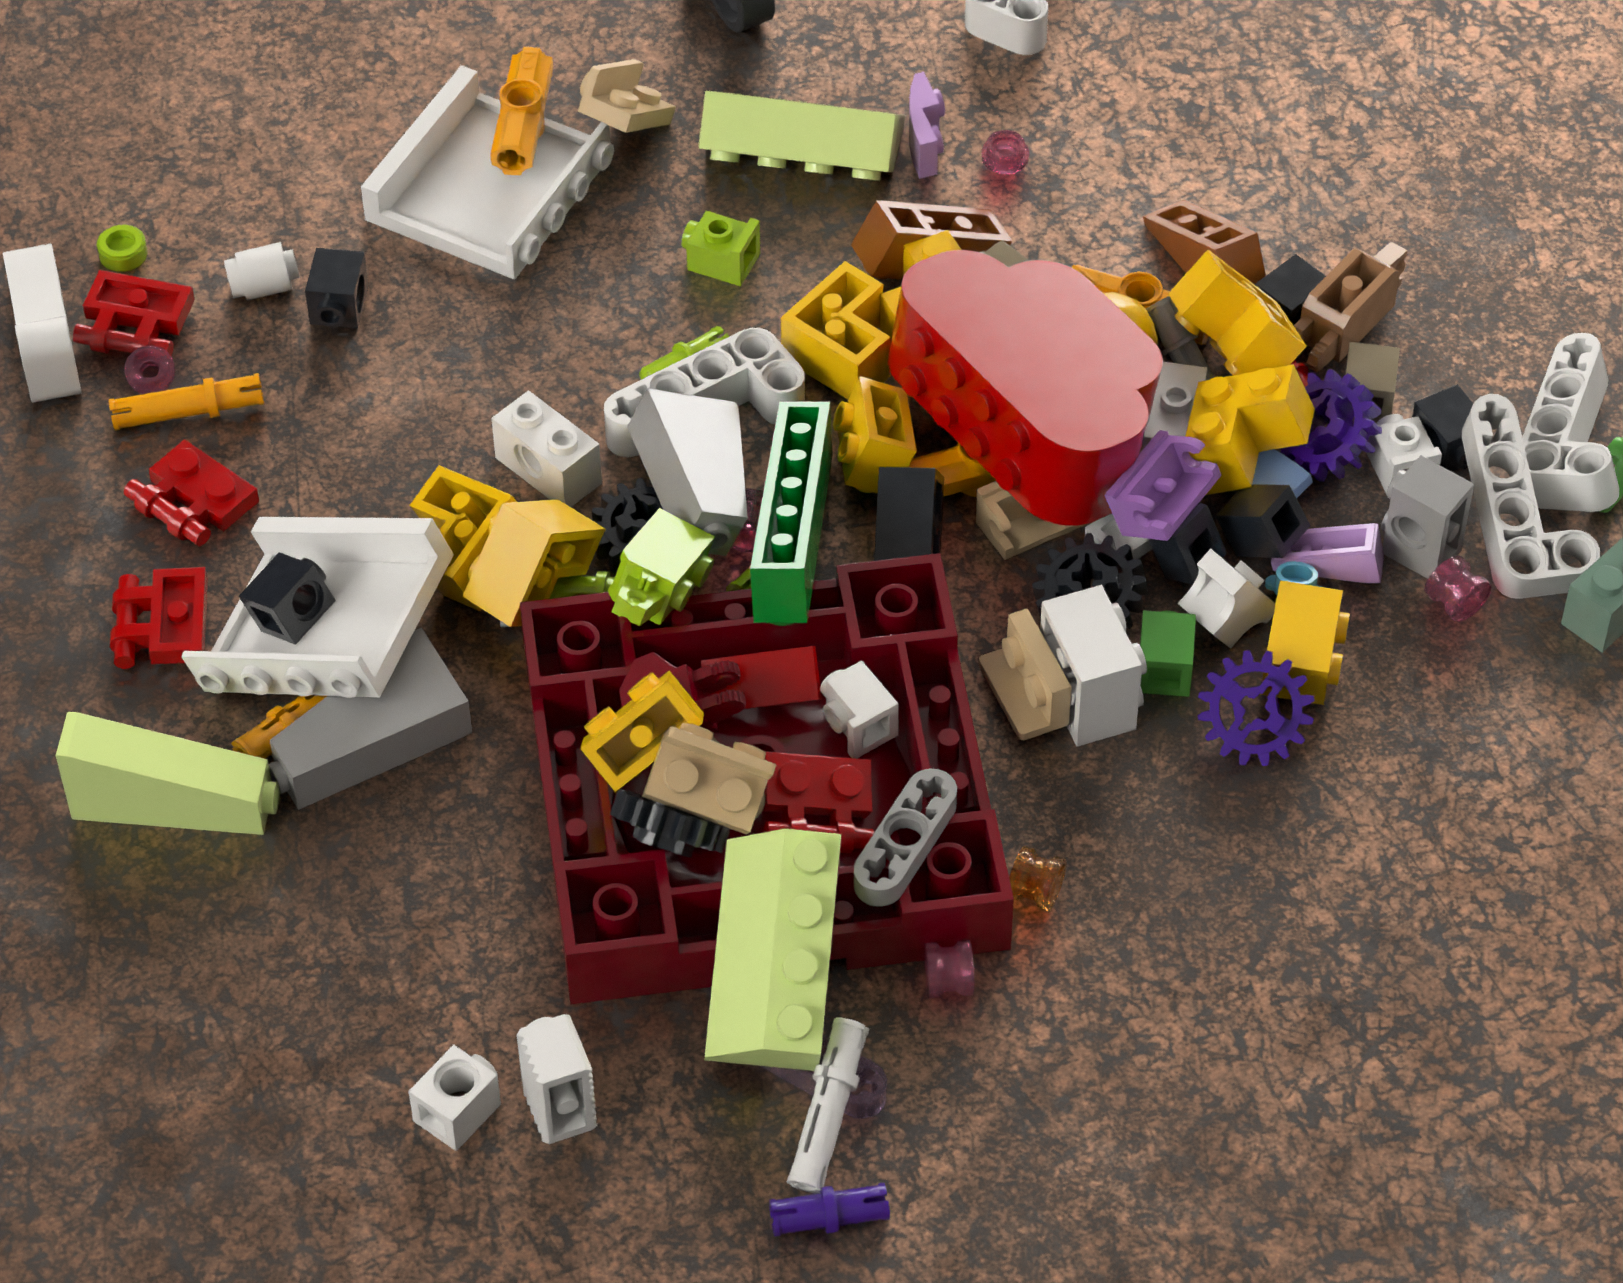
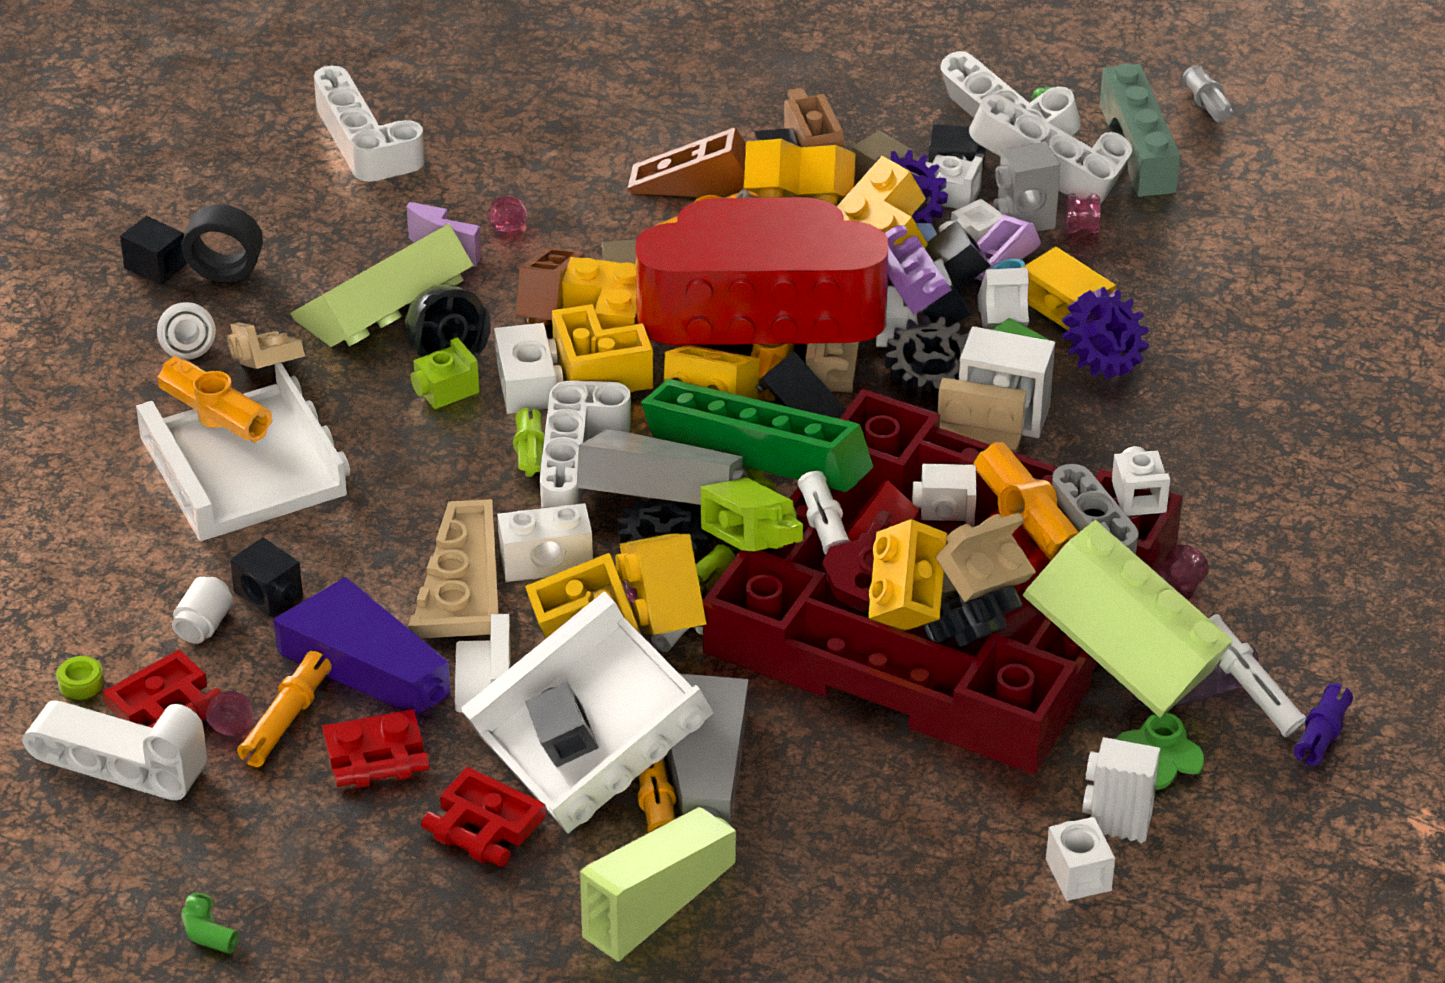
camera: 55 degrees left, 10 degrees down
(305, 404) = (364, 647): none -> dark purple slope
(368, 497) = (482, 661): none -> white panel
(458, 420) = (460, 575): none -> tan wing
(609, 34) = (186, 330): none -> white brick
(666, 1088) = (1176, 750): none -> bright green plate
(709, 622) = (816, 495): none -> white pin
(777, 287) = (526, 366): none -> white brick
(783, 197) = (443, 315): none -> black cylinder
(877, 771) = (1024, 495): none -> light orange piece
(979, 848) = (1140, 470): none -> white brick
(1348, 506) = (975, 218): none -> white plate

